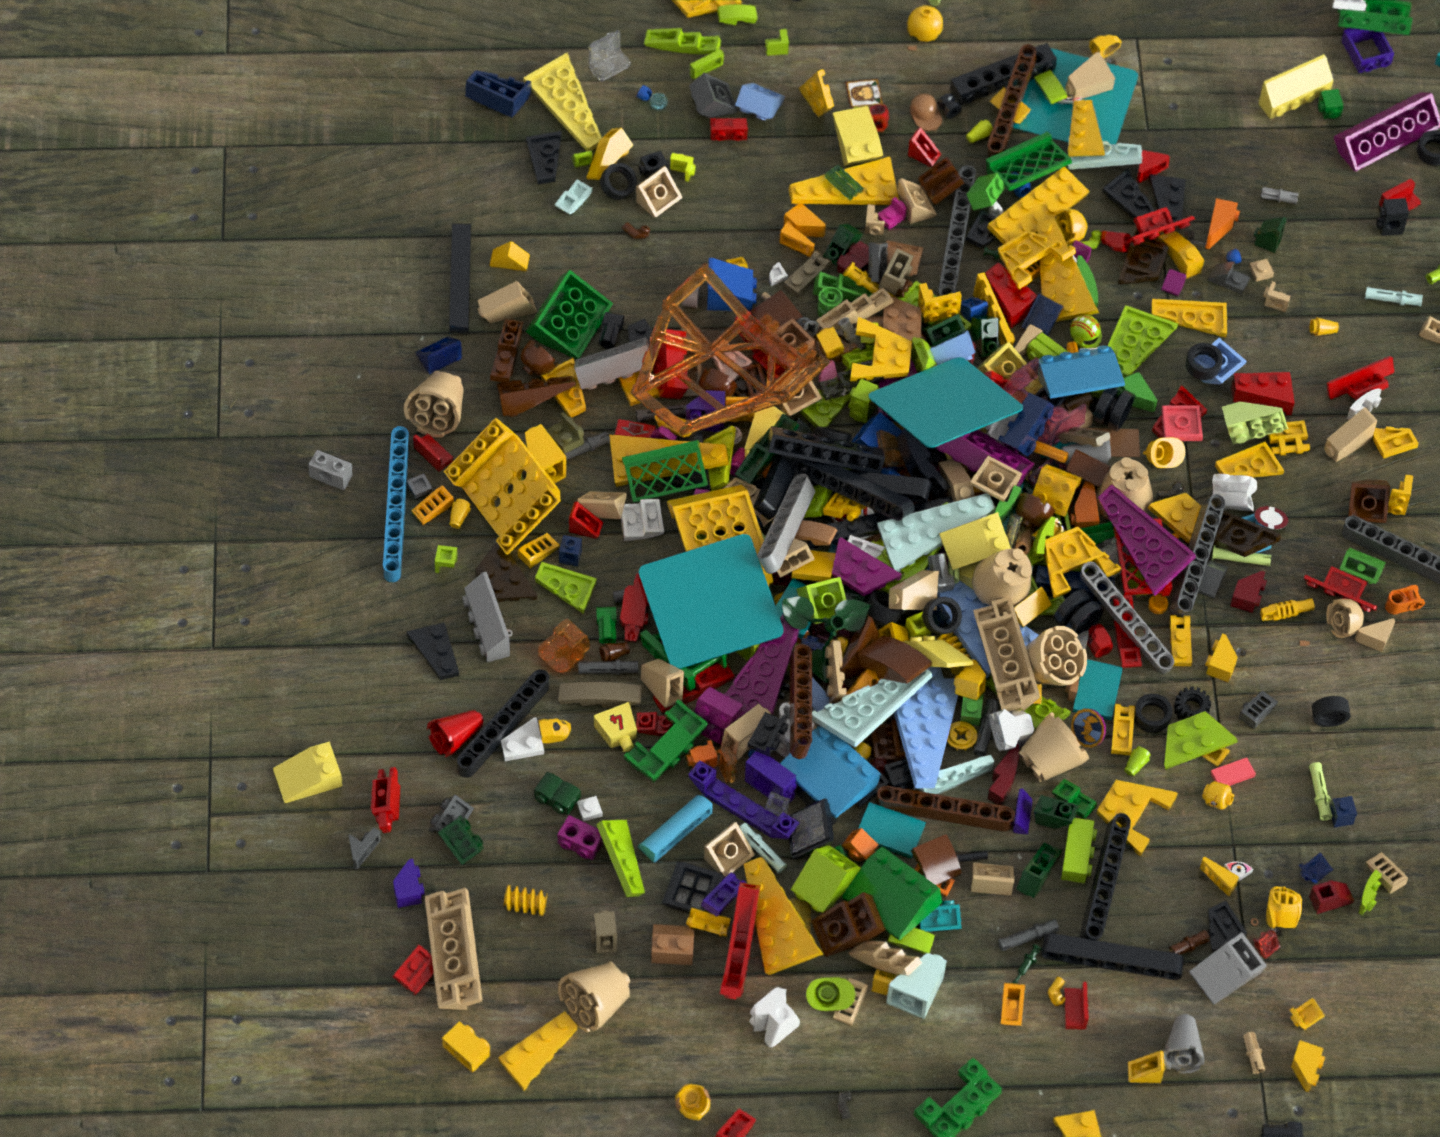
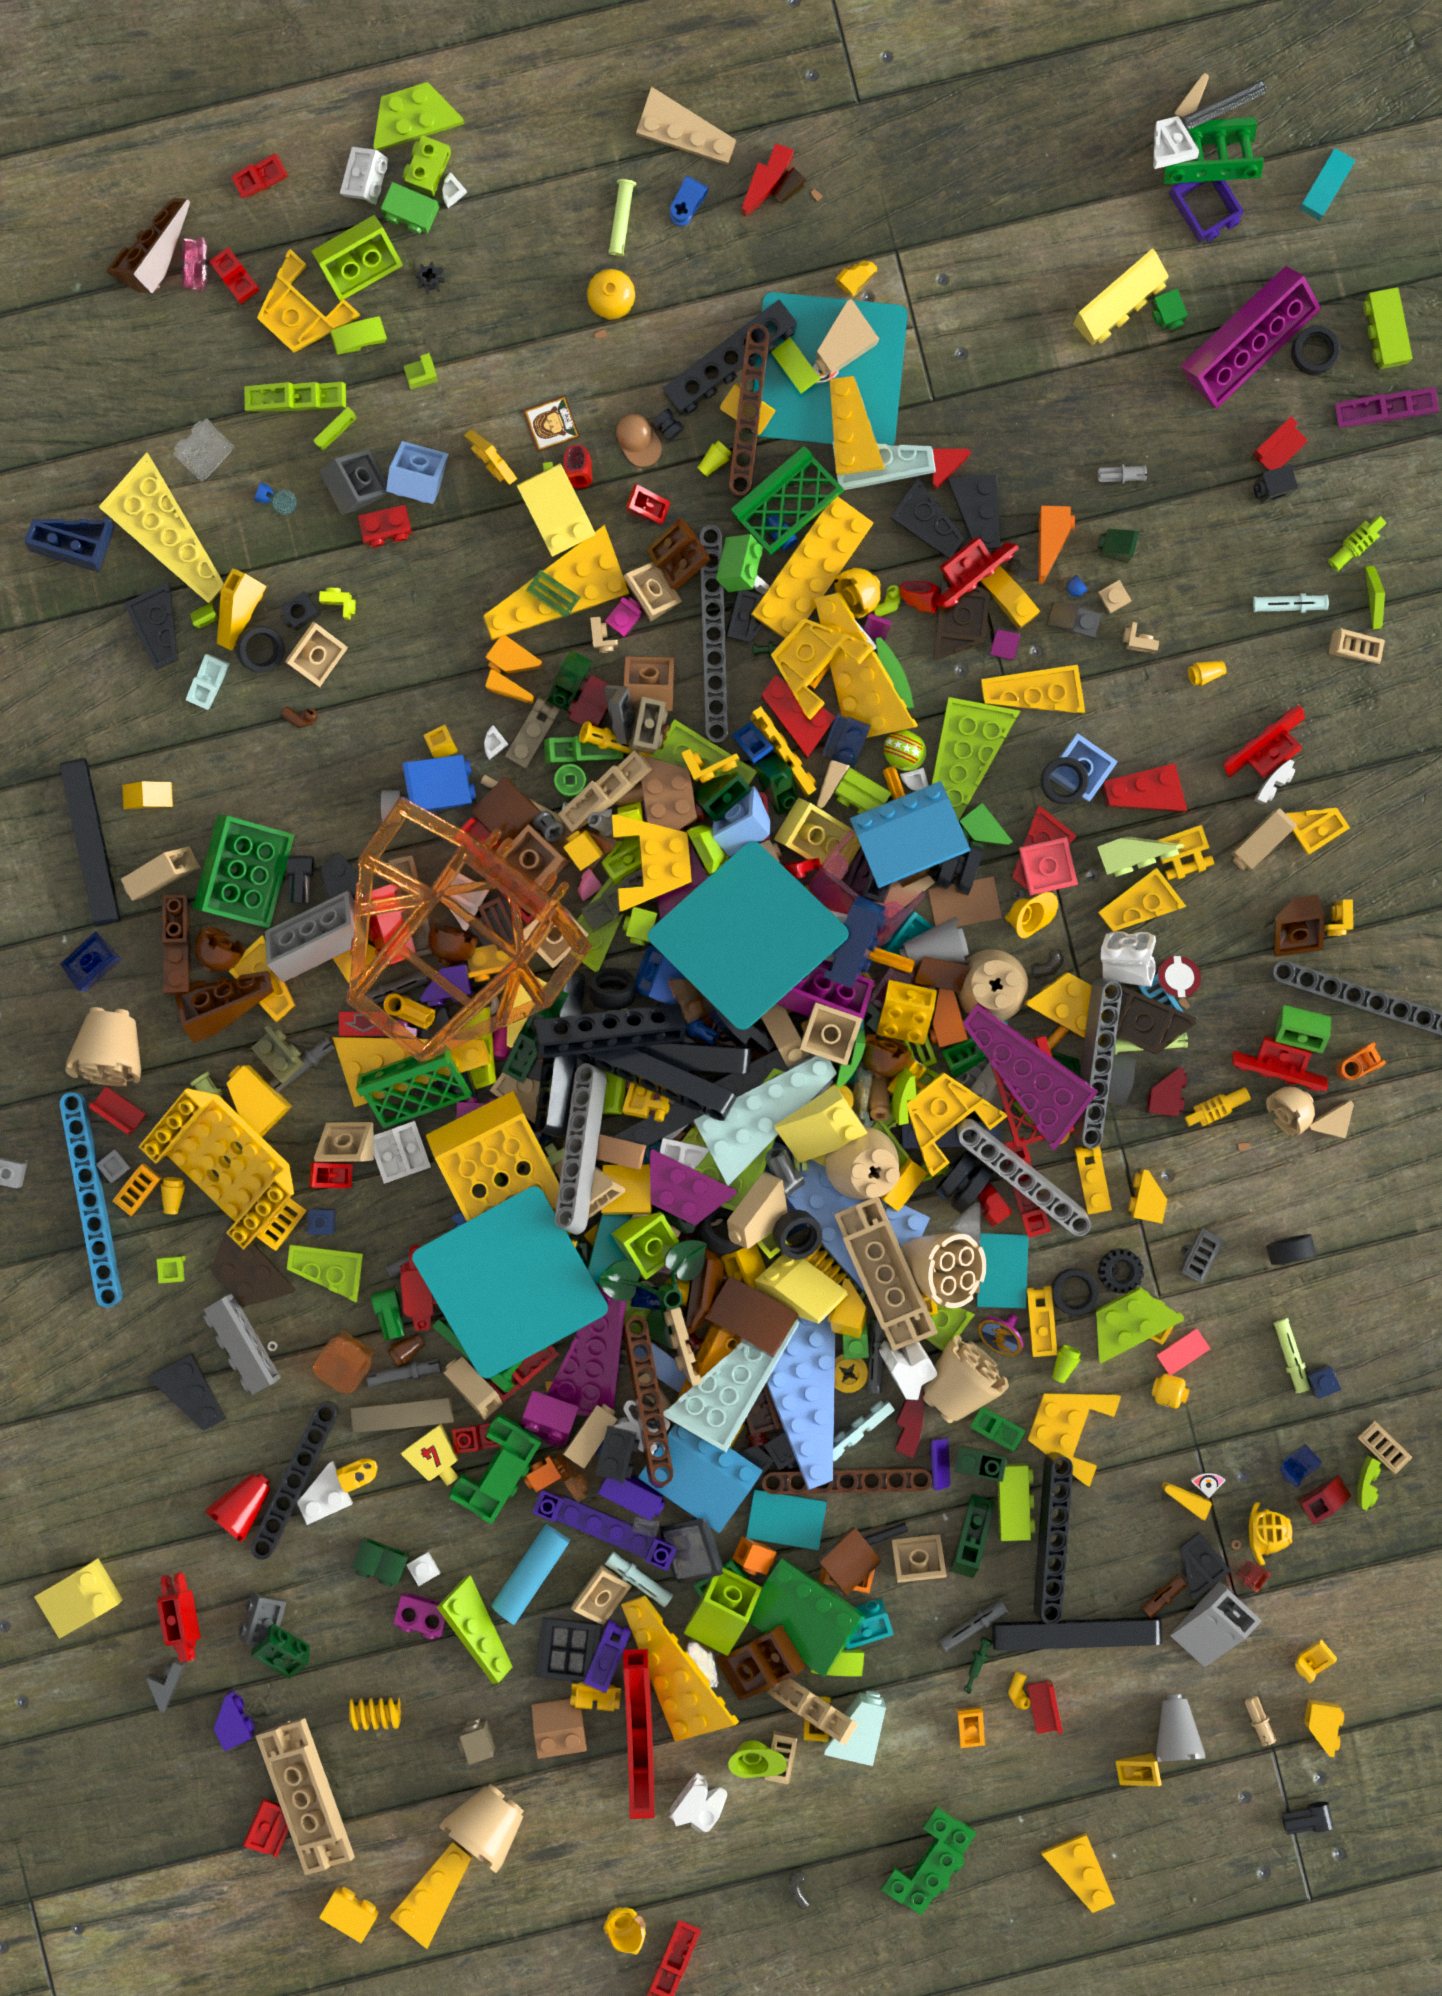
camera: 10 degrees left, 30 degrees up
(1084, 436) = (931, 933): dark tan plate -> none

